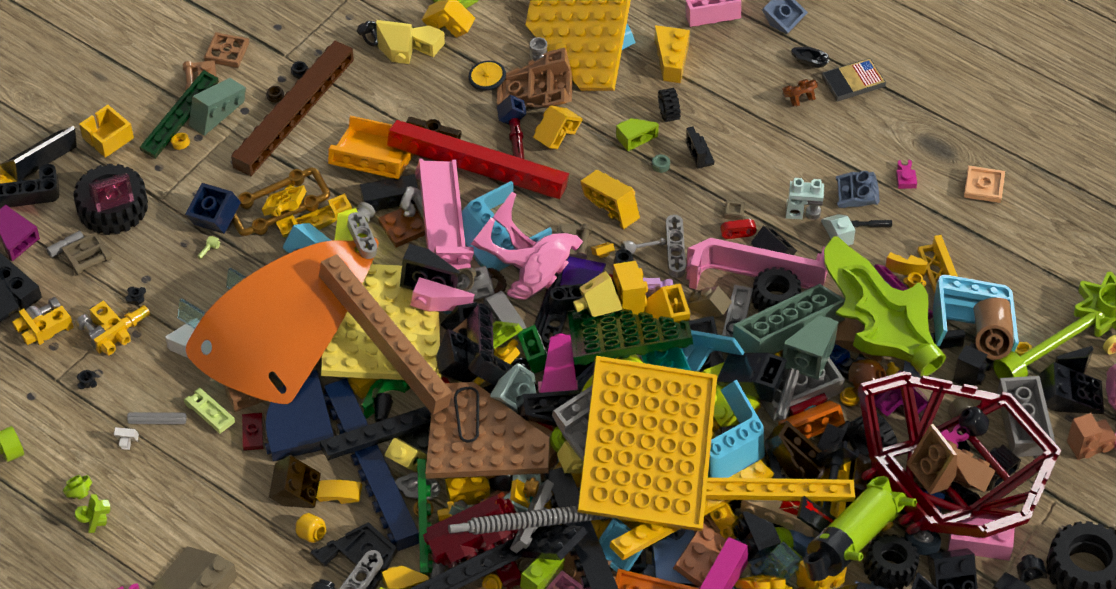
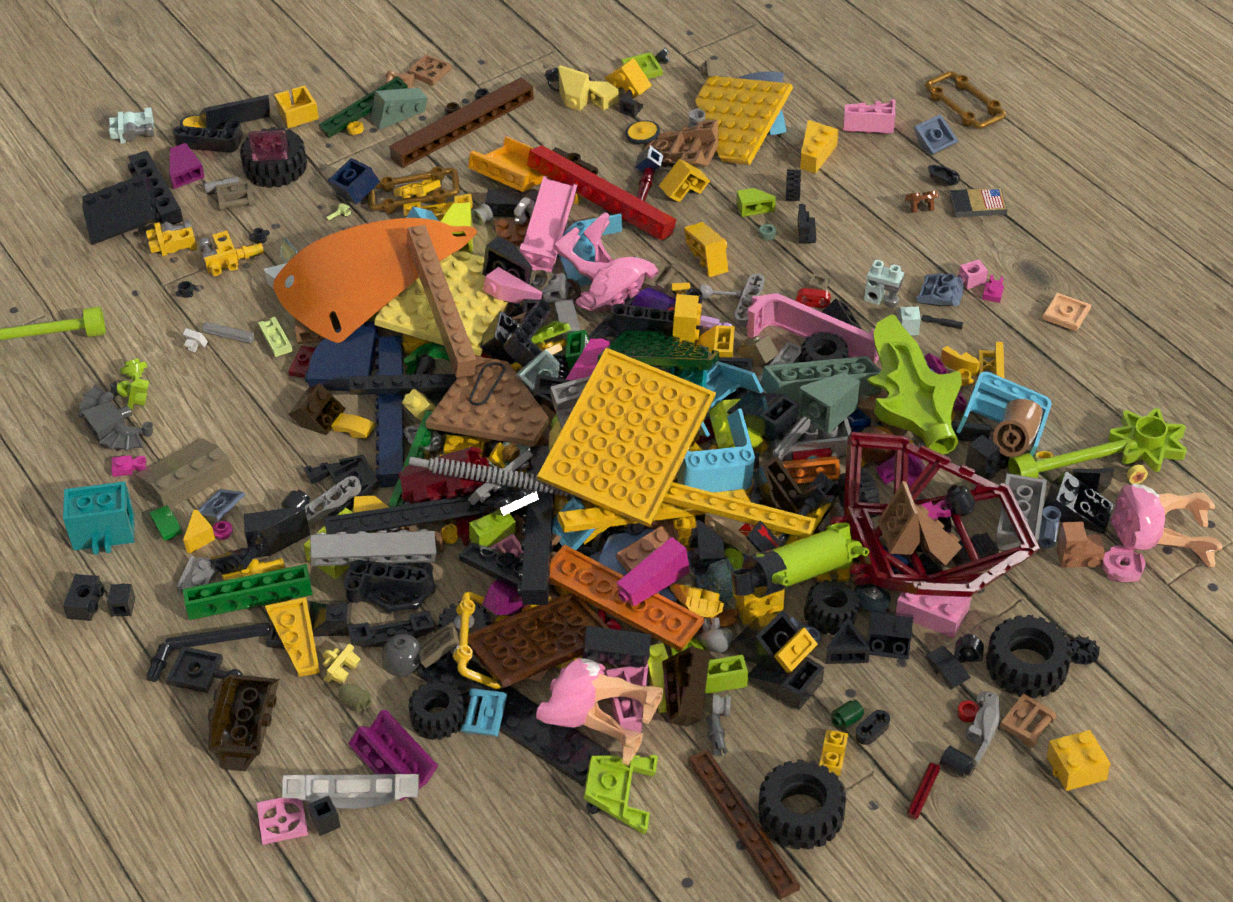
camera: 20 degrees right, 5 degrees down
(80, 555) = (108, 422): none -> dark grey torso
(310, 528) = (312, 448): yellow head -> none
(361, 242) = (459, 228): light grey beam -> none
(460, 47) = (629, 106): none -> black panel
(598, 296) = (652, 319): light yellow torso -> none
(881, 164) = (973, 274): none -> bright pink brick
(1057, 421) = (1049, 527): none -> sand blue piece

